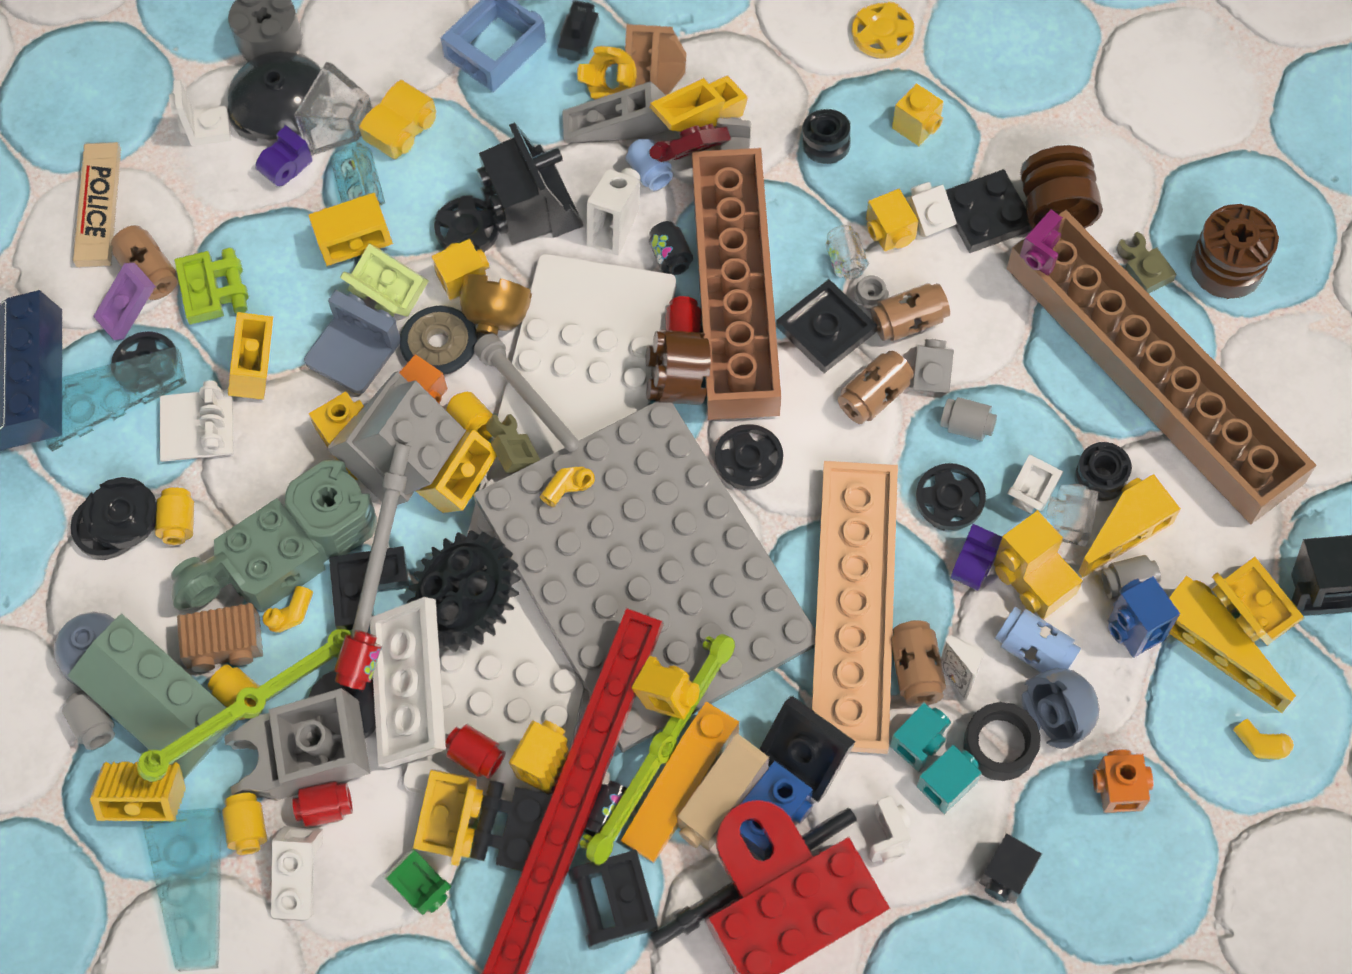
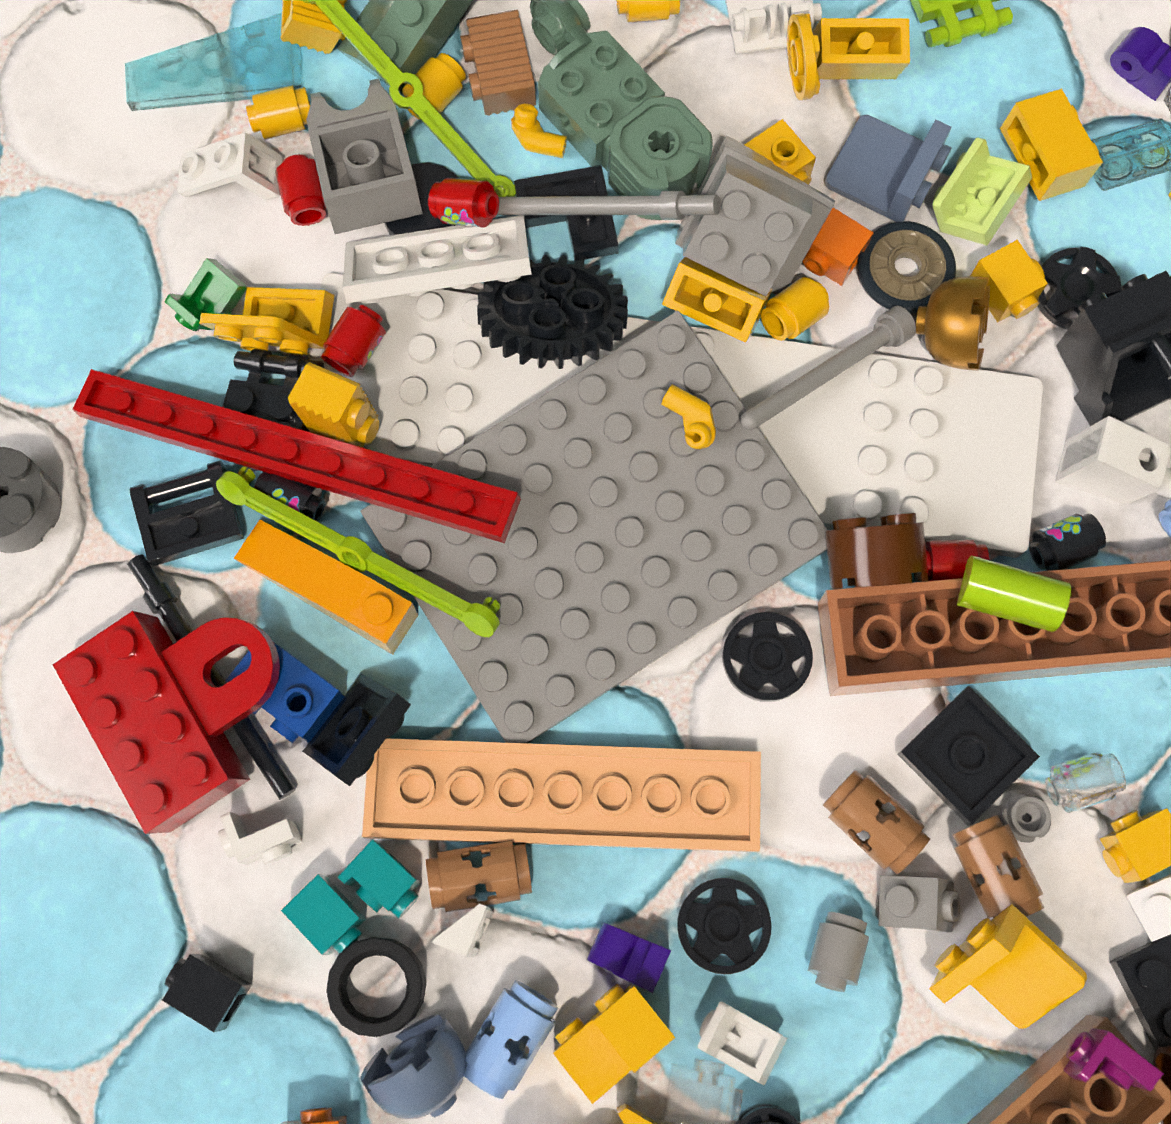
camera: 85 degrees right, 10 degrees up
(252, 396) = (802, 54): none -> yellow wheel
(511, 448) = (747, 355): olive plate -> none
(665, 689) = (417, 548): yellow brick -> none
(717, 274) = (1014, 594): none -> lime brick
(721, 791) = (303, 631): tan slope -> none
(979, 307) = (1010, 968): none -> yellow bracket

